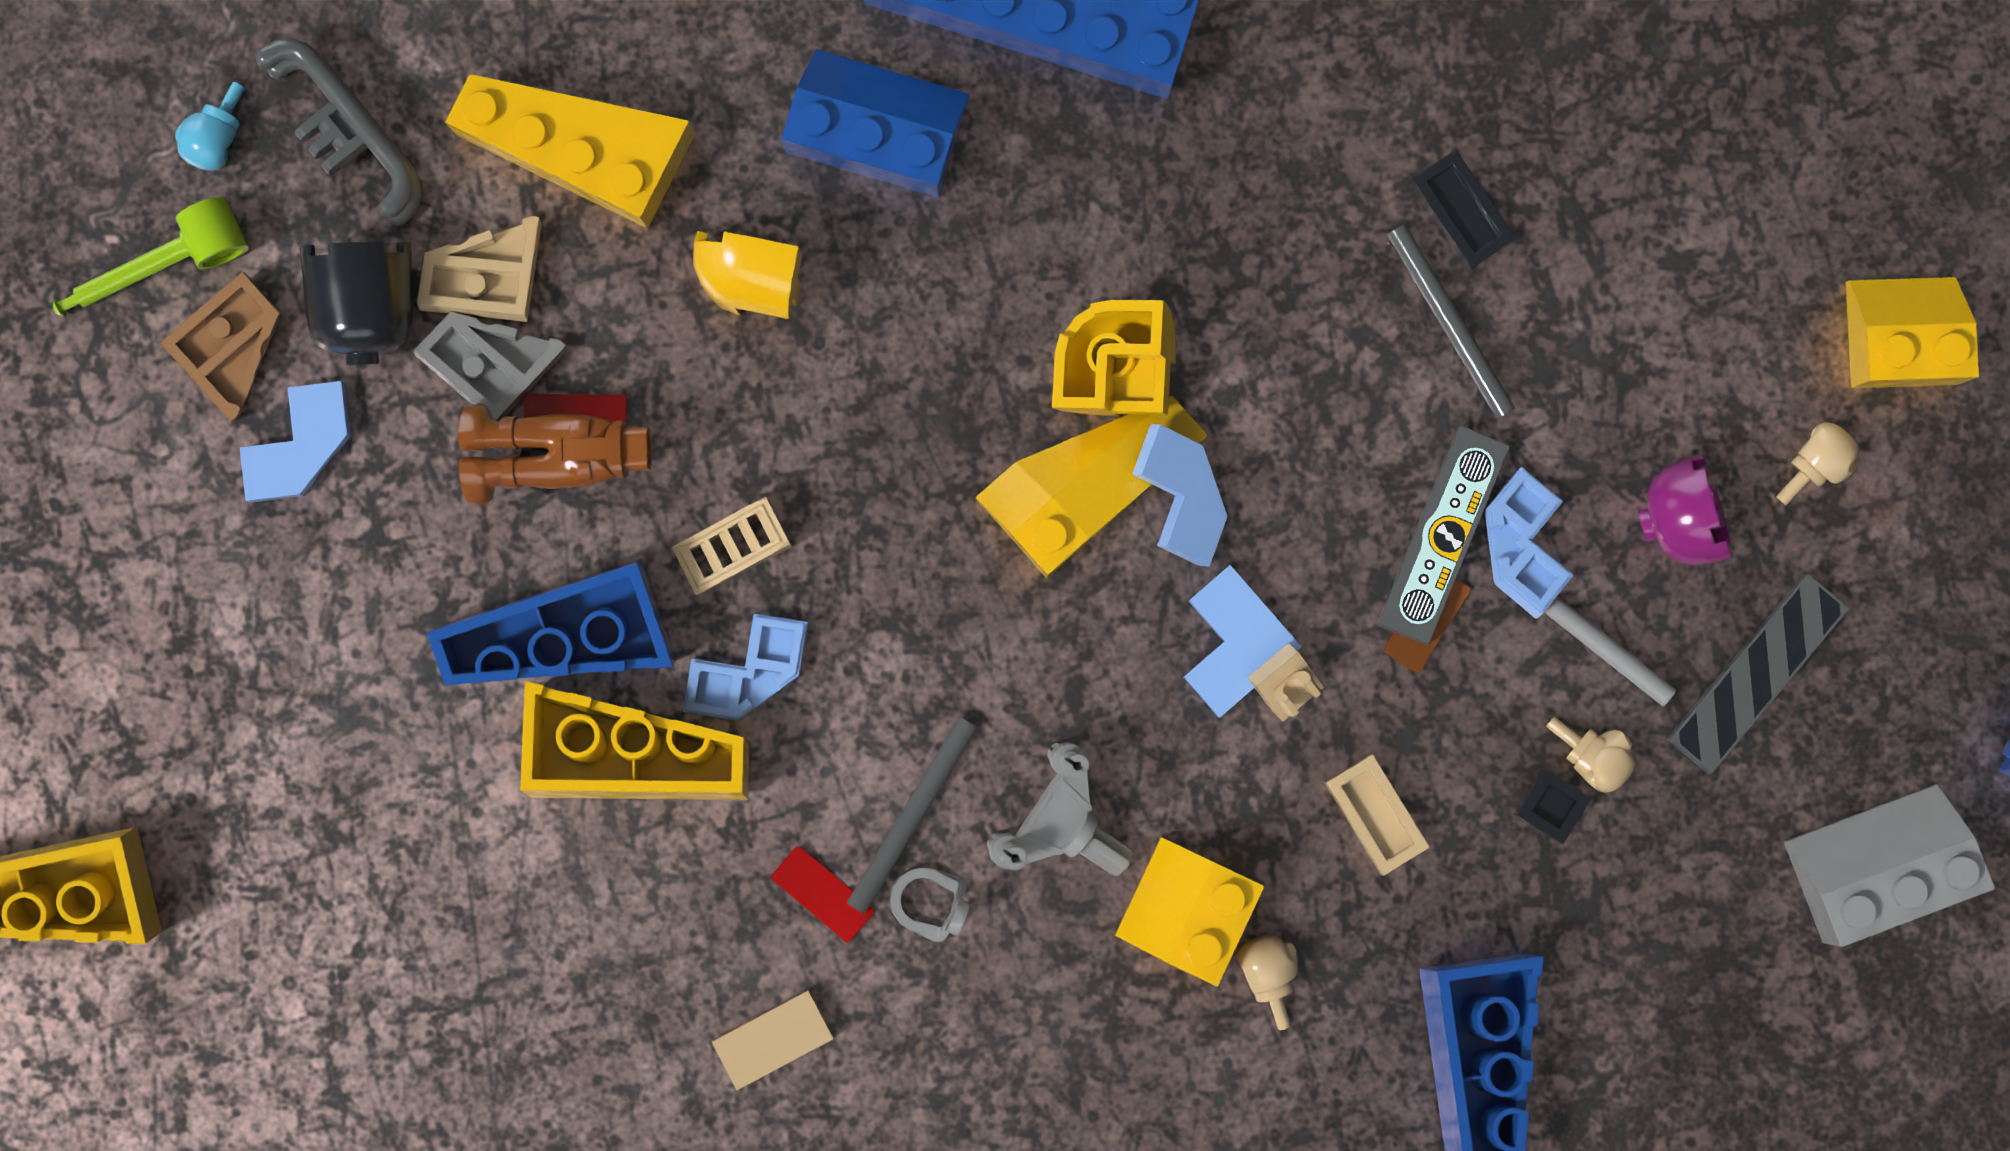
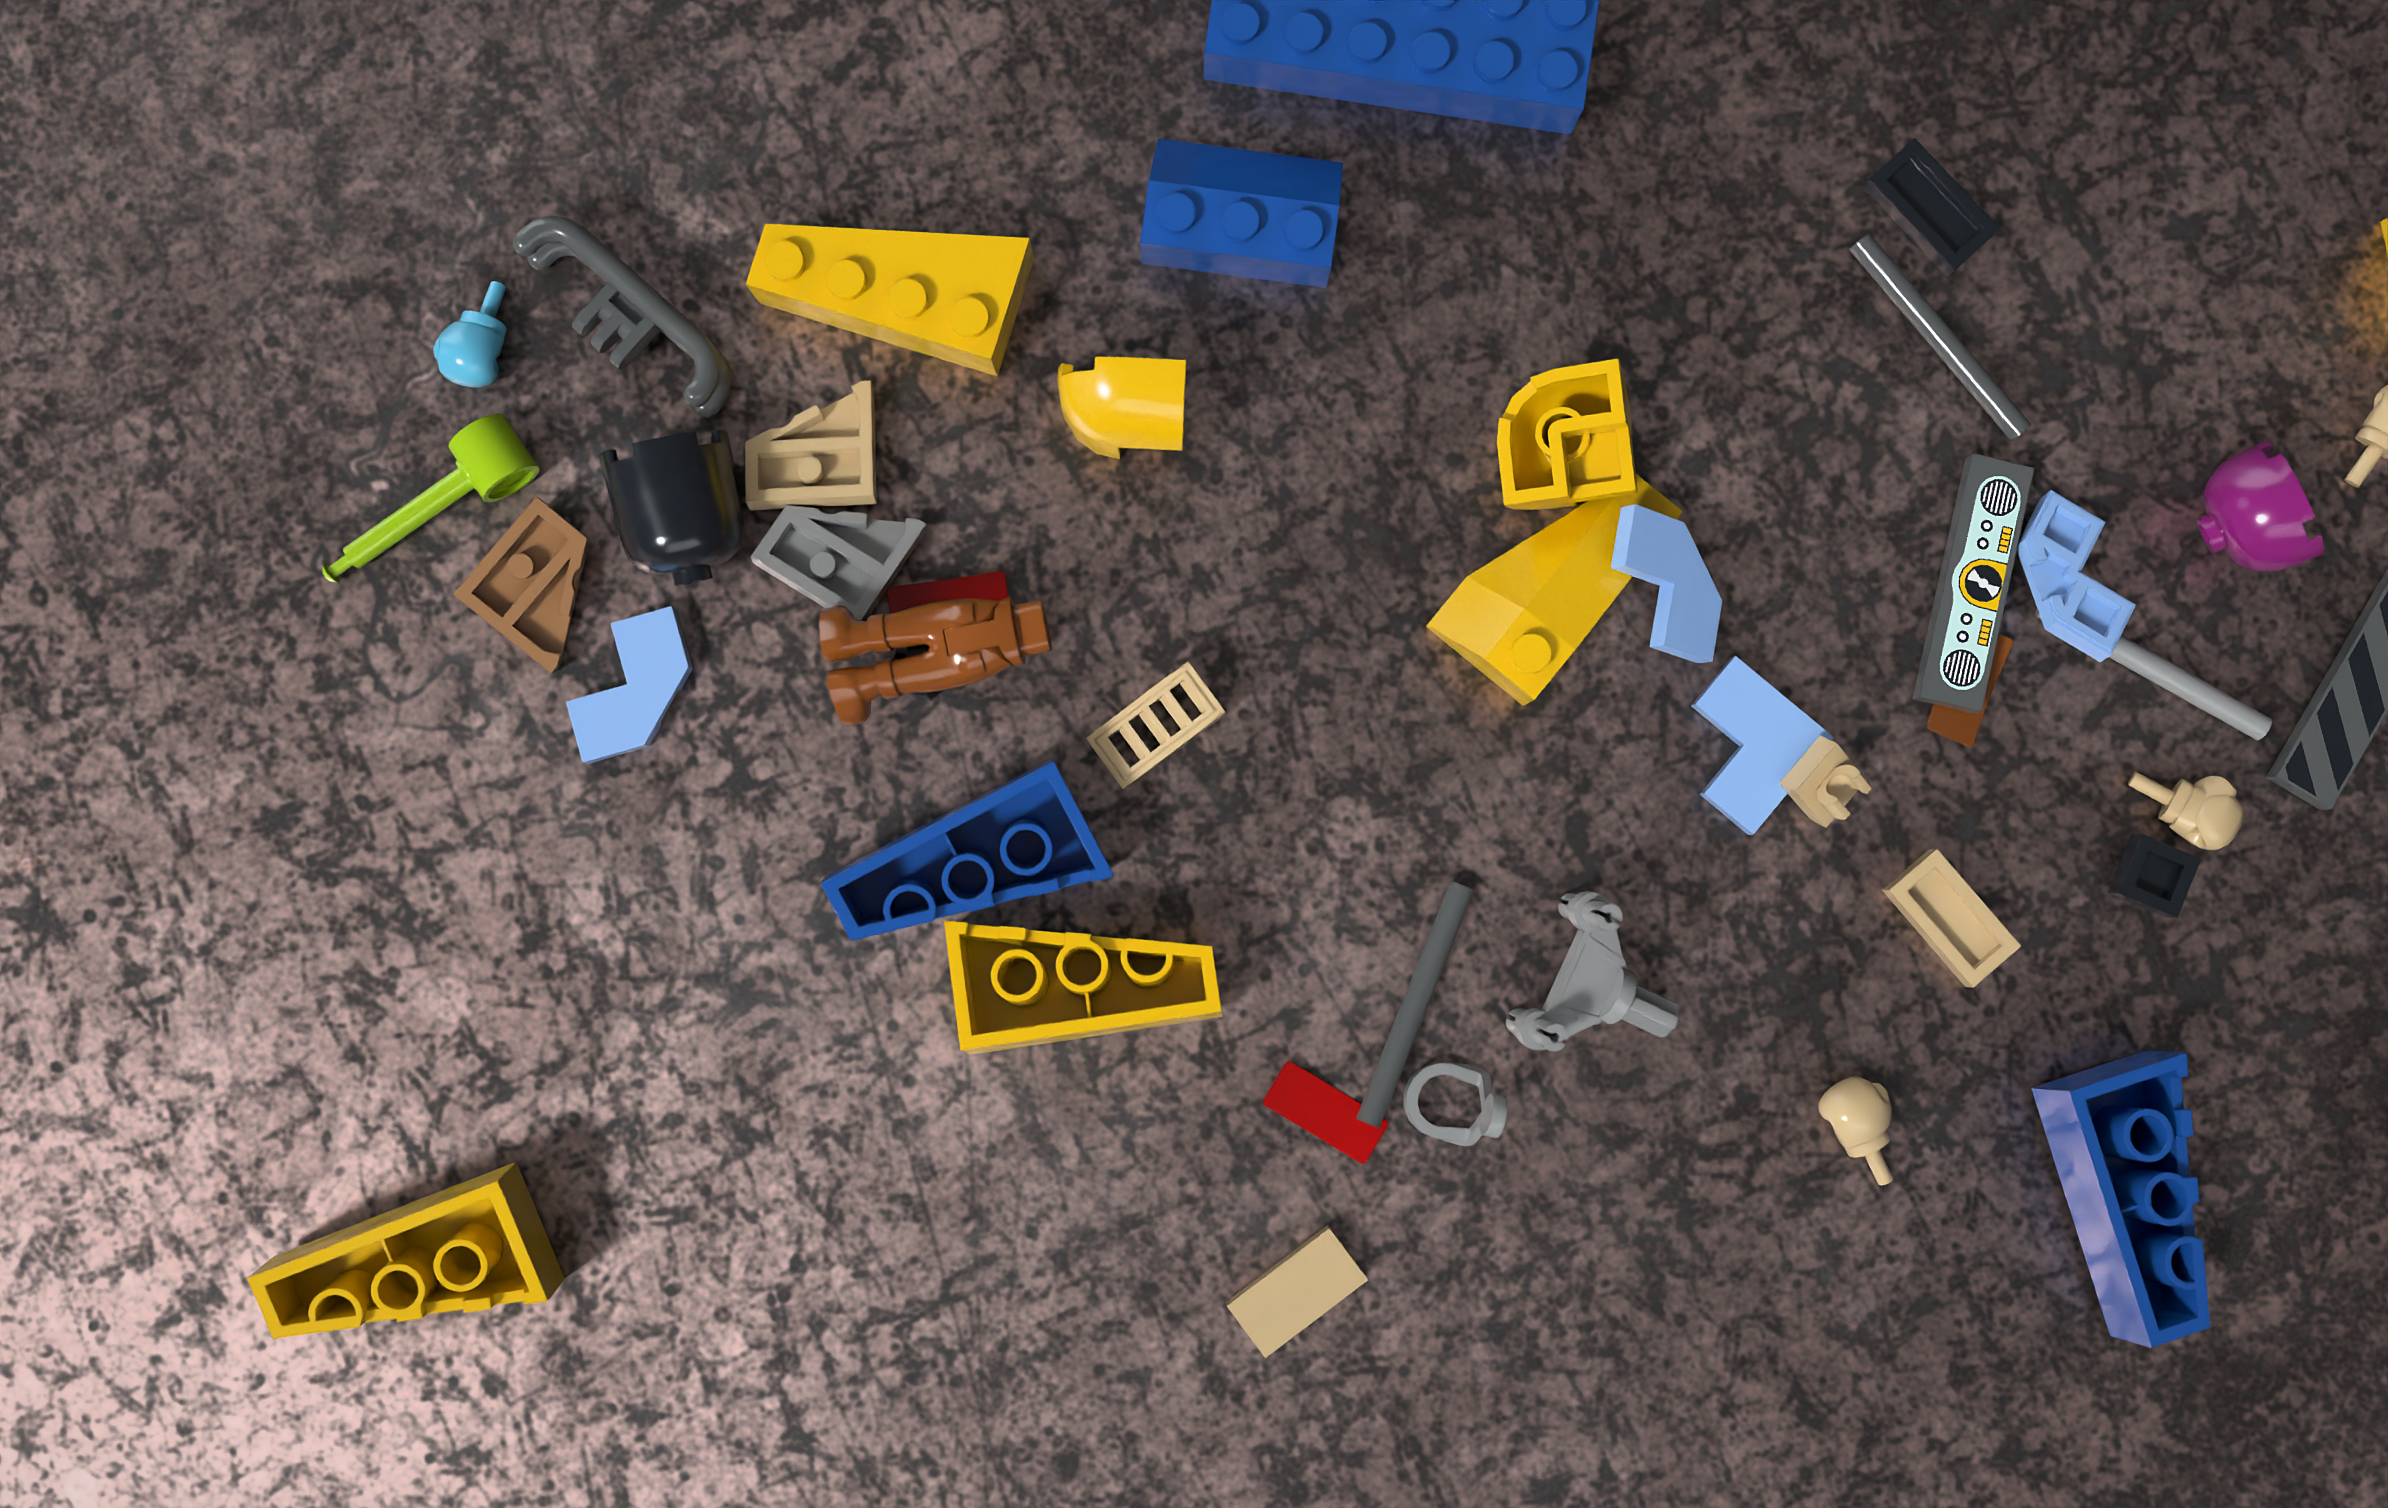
camera: 10 degrees left, 0 degrees up
(770, 665) = (1188, 891): light blue tile -> none
(1189, 911) = (1759, 1065): yellow slope -> none

